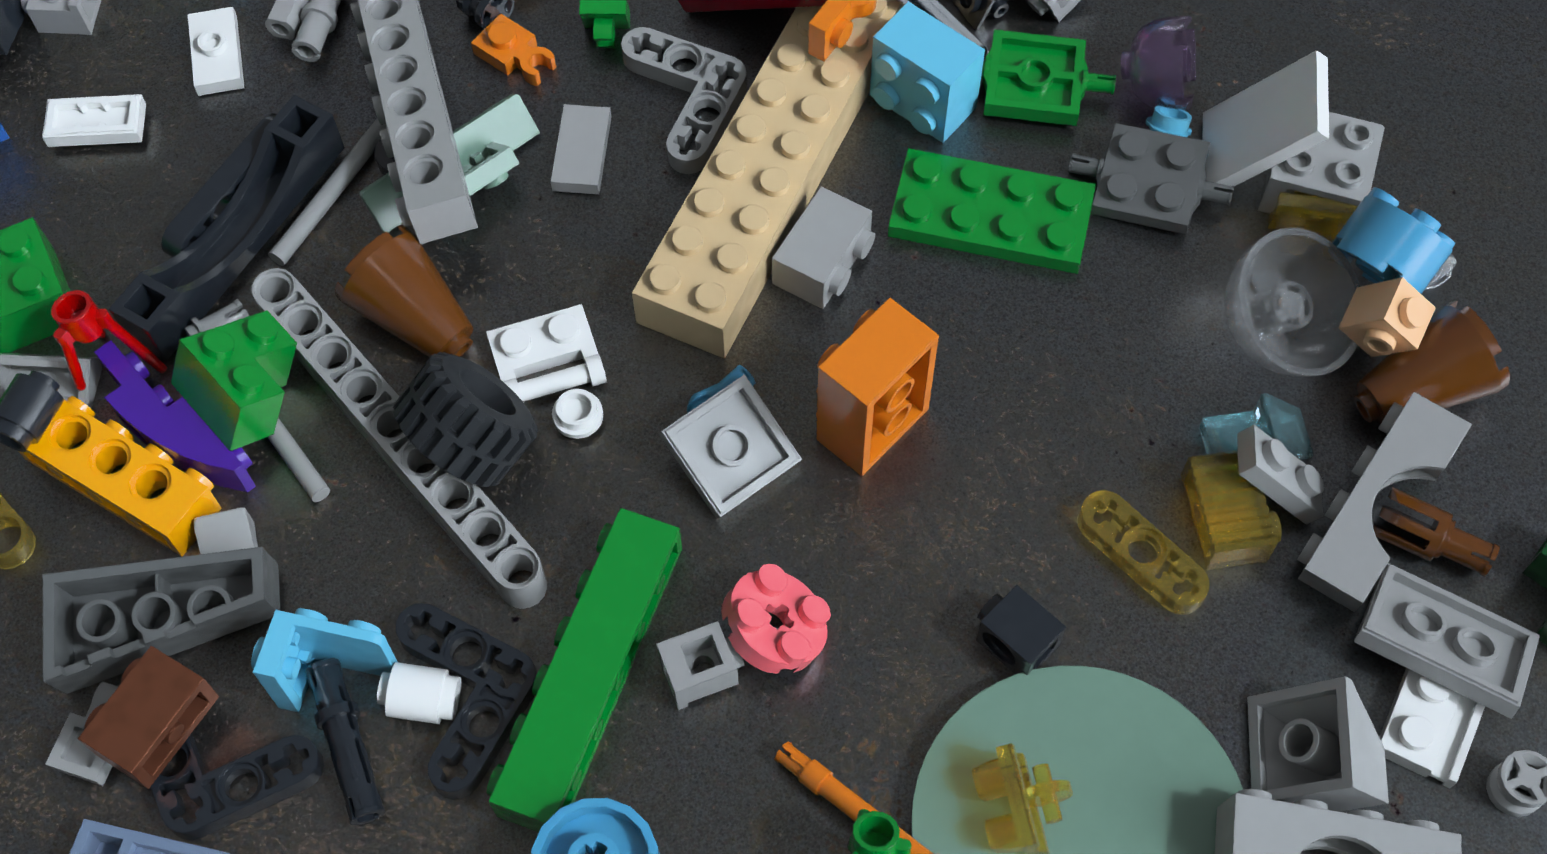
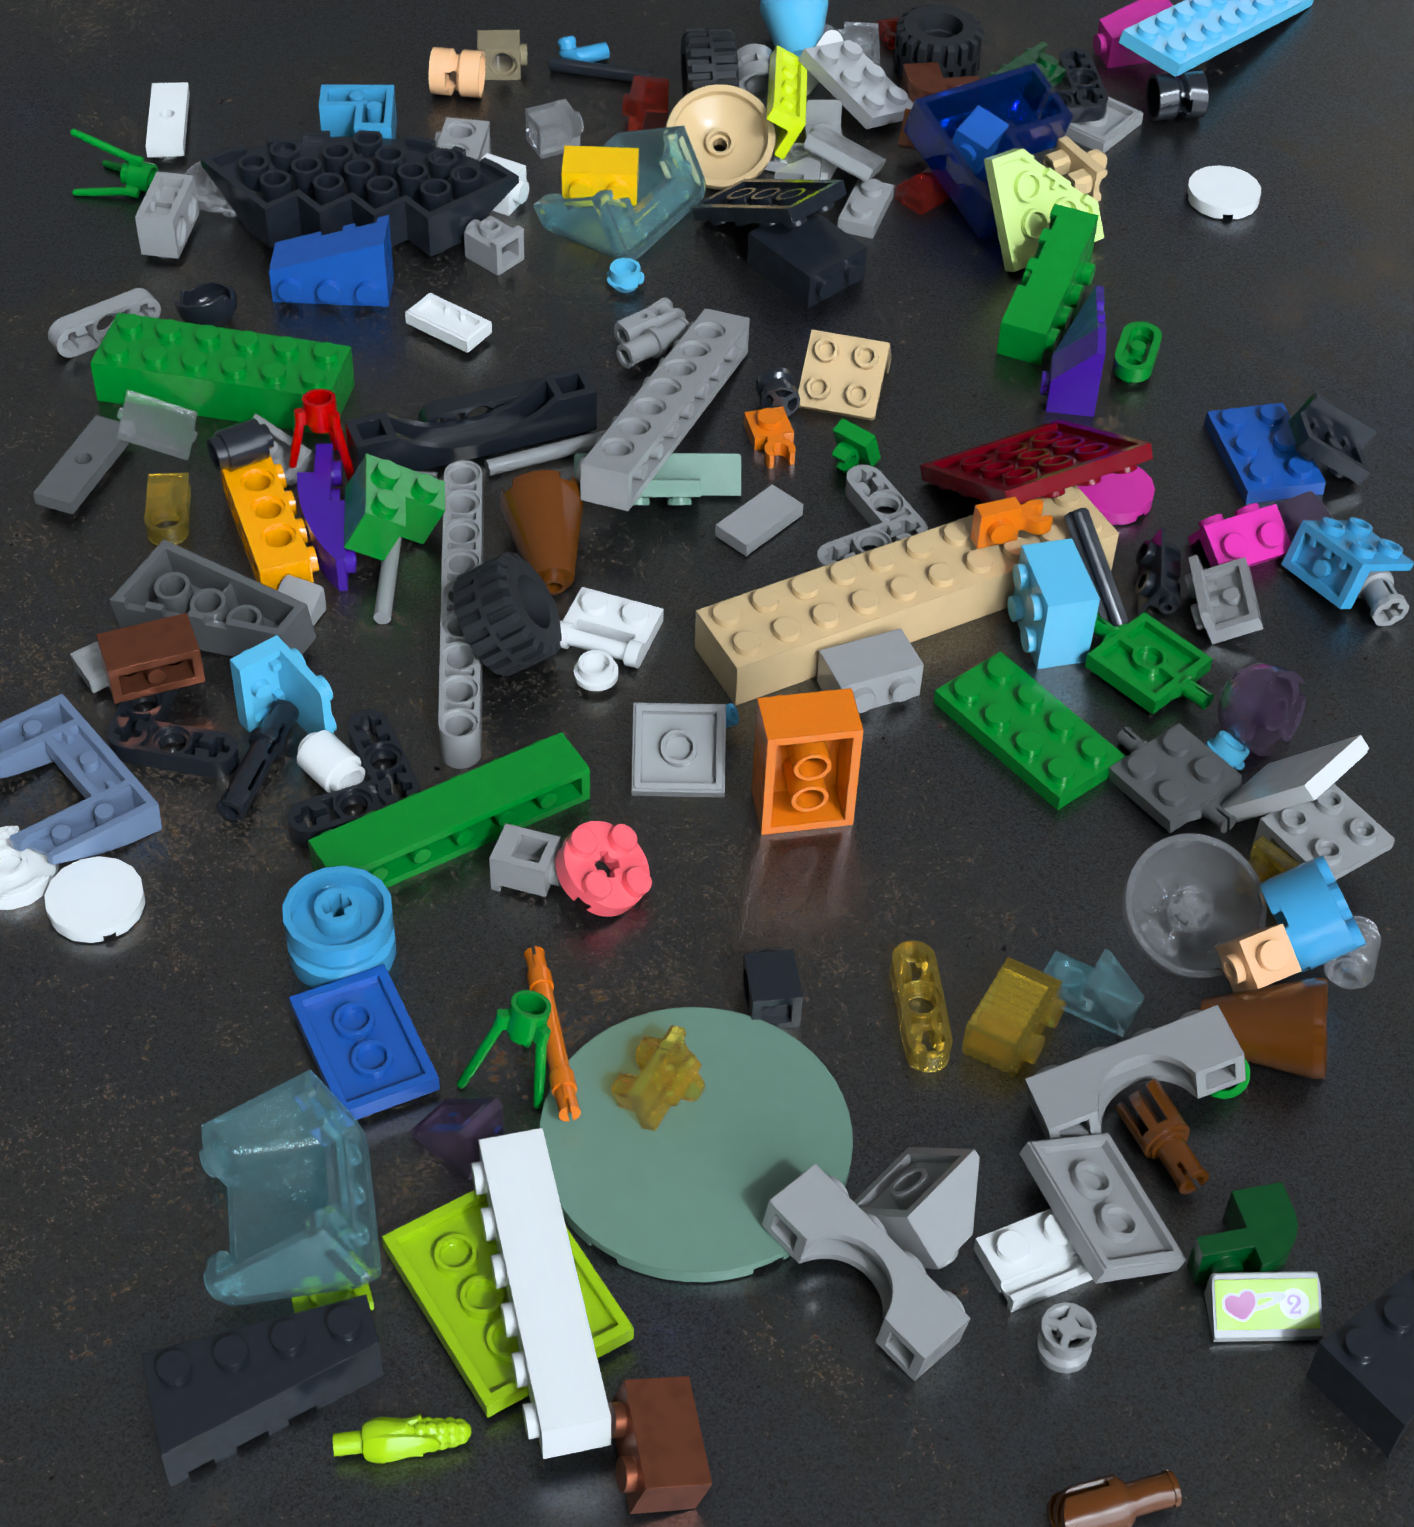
camera: 35 degrees right, 15 degrees down
(215, 51) = (567, 326): white plate -> none
(1280, 474) = (1068, 1008): light grey plate -> none

